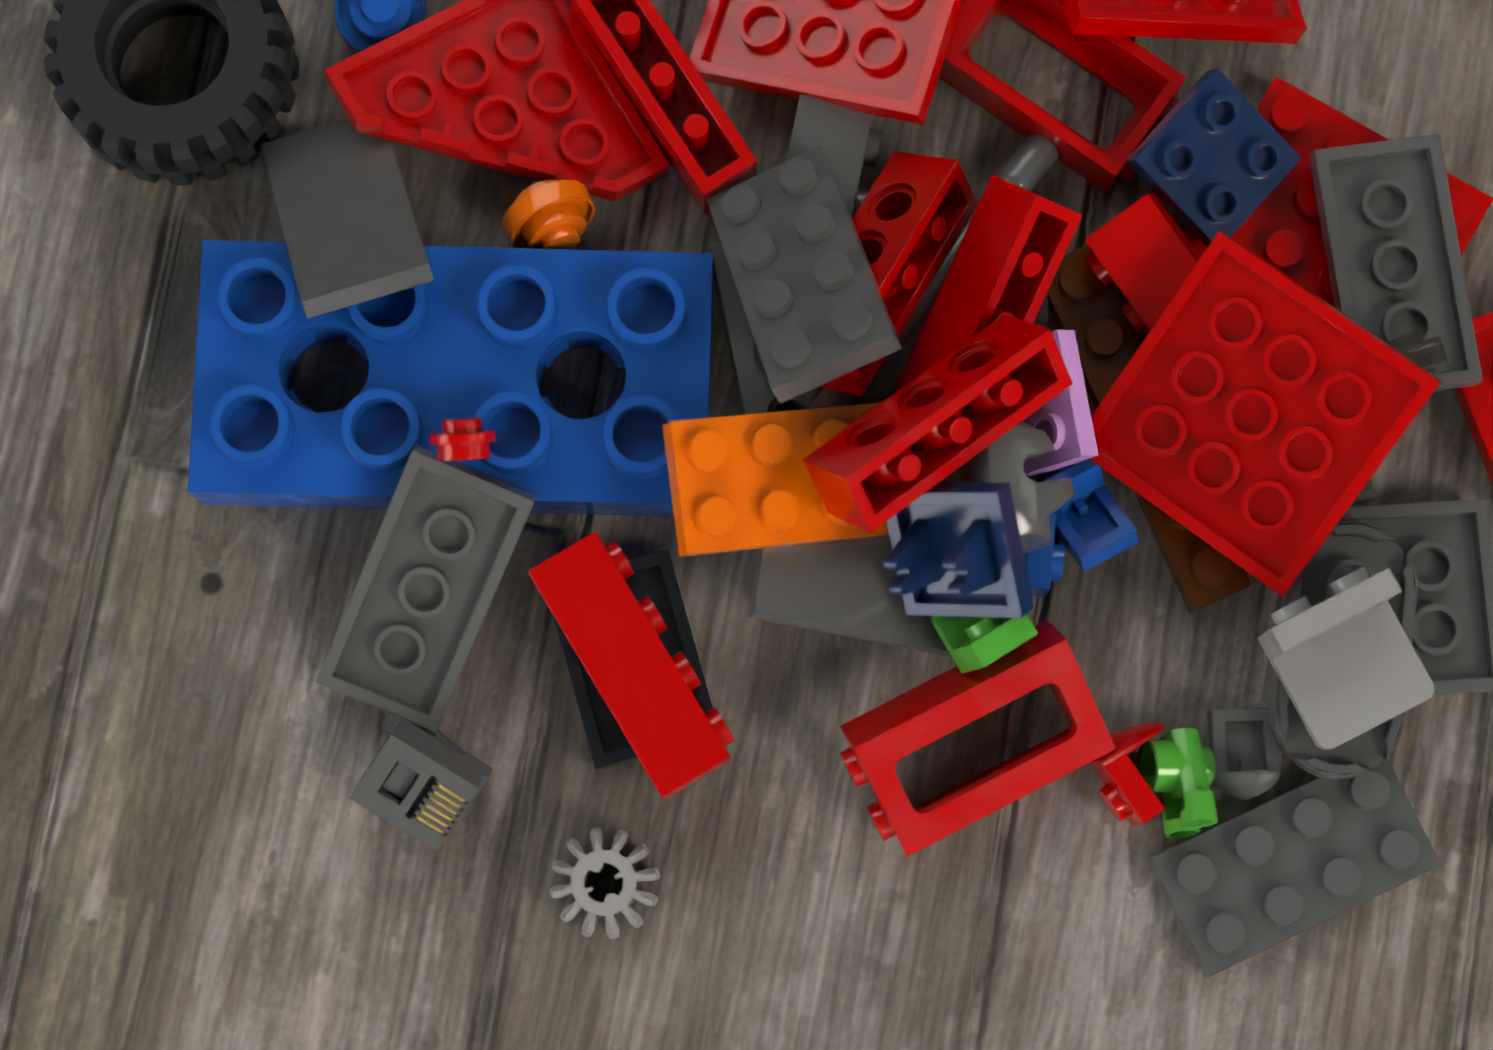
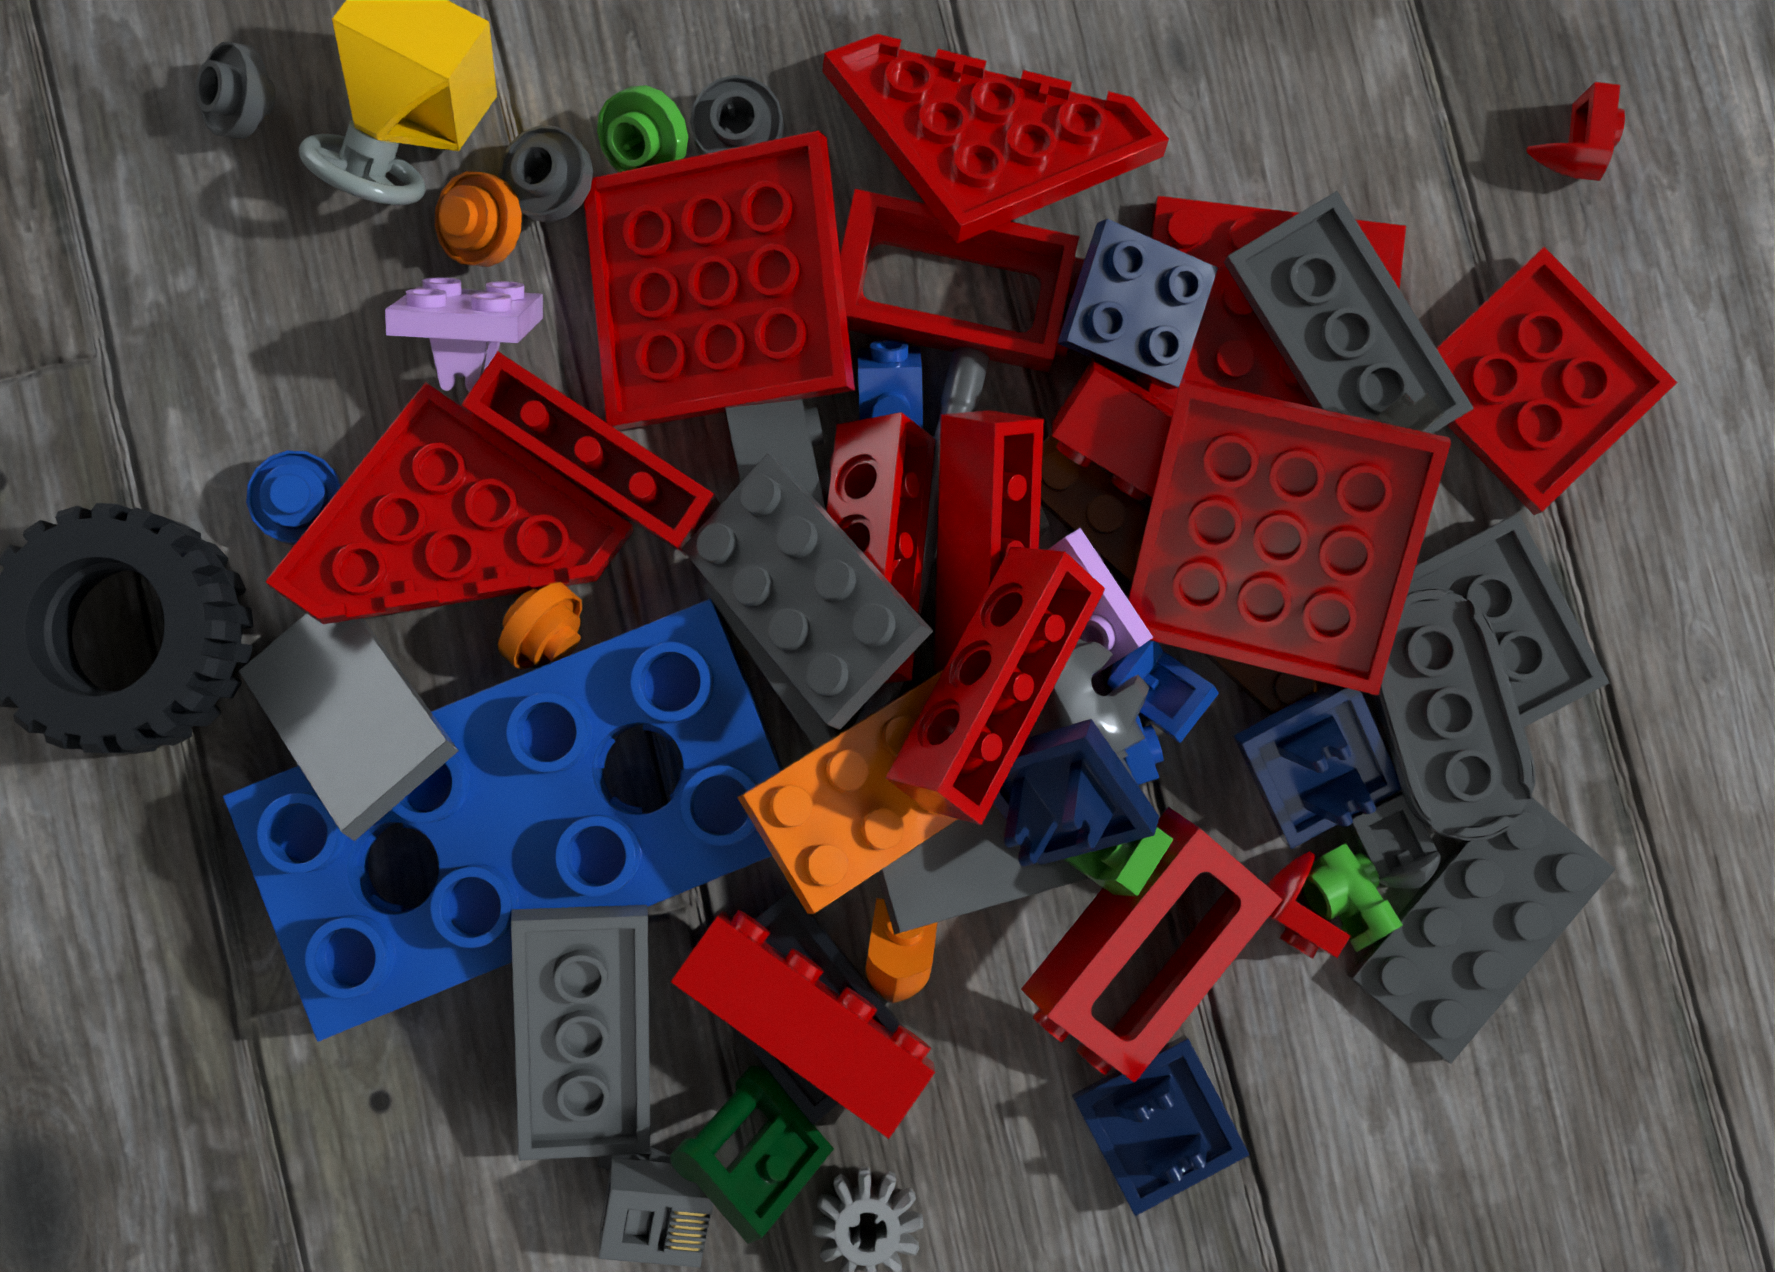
camera: 25 degrees left, 5 degrees up
(462, 440) = (554, 892): red plate -> none
(538, 787) = (768, 1169): none -> dark green plate
(742, 651) = (901, 962): none -> orange plate
(914, 913) = (1162, 1128): none -> dark blue plate
(961, 133) = (890, 380): none -> blue bracket
(1202, 643) = (1318, 763): none -> dark blue plate
(1346, 659) = (1461, 728): light grey bracket -> none

